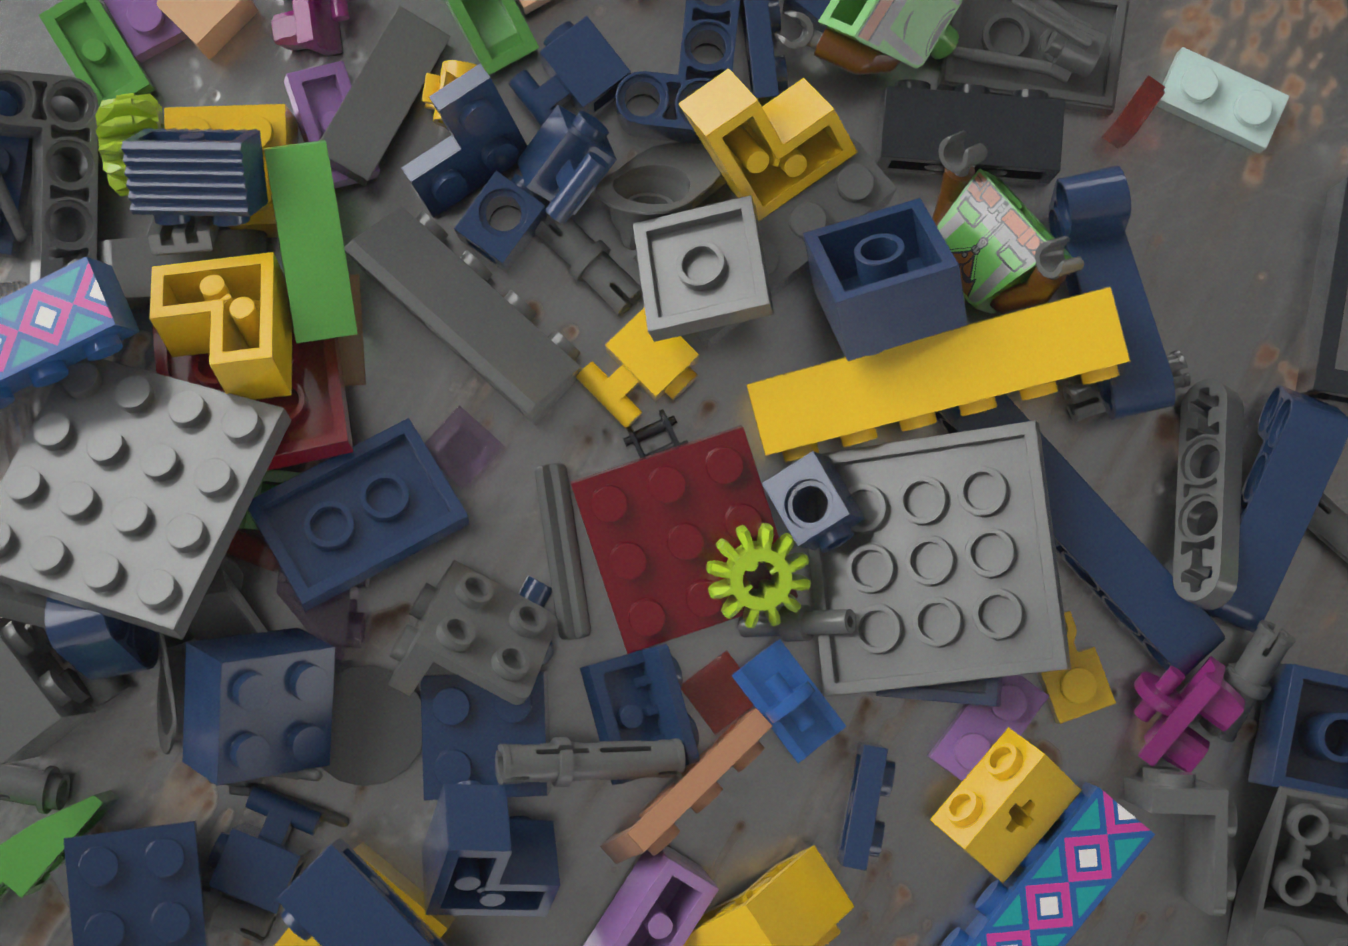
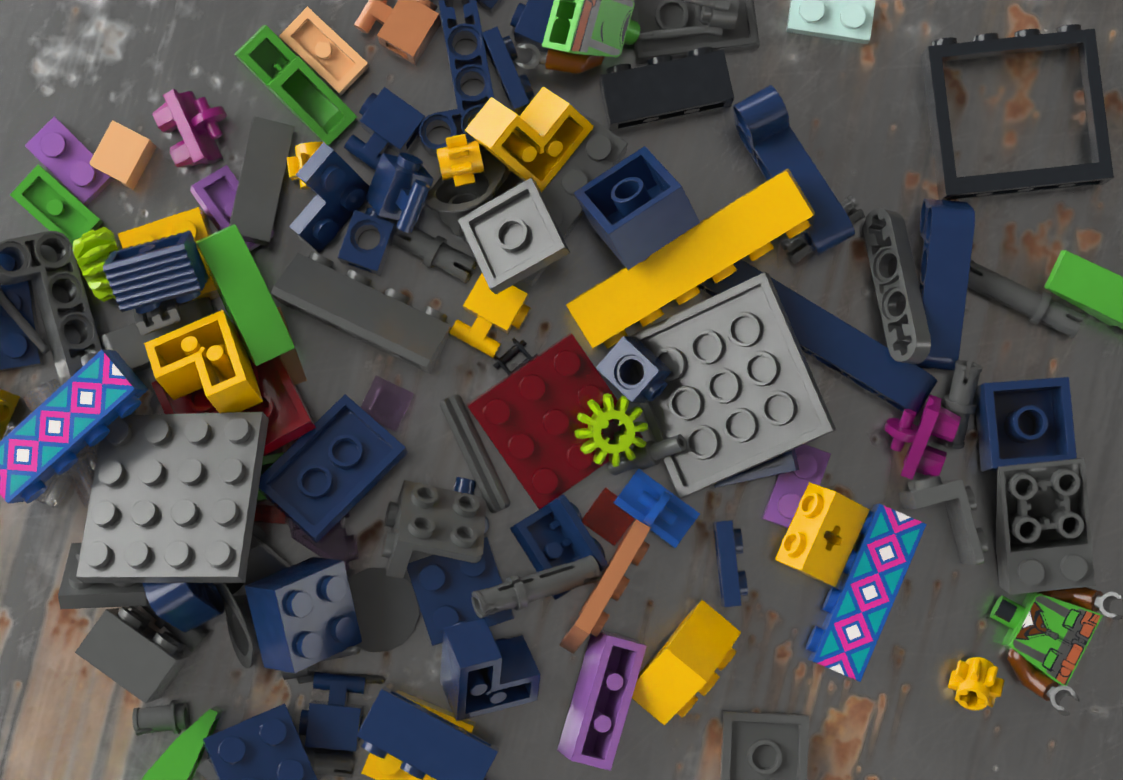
camera: 15 degrees left, 0 degrees up
(660, 144) = (460, 160): none -> yellow gear
(1000, 245) = (702, 157): torso -> none
(1079, 688) = (849, 440): yellow plate -> none
(1134, 112) = (773, 42): clear red tile -> none

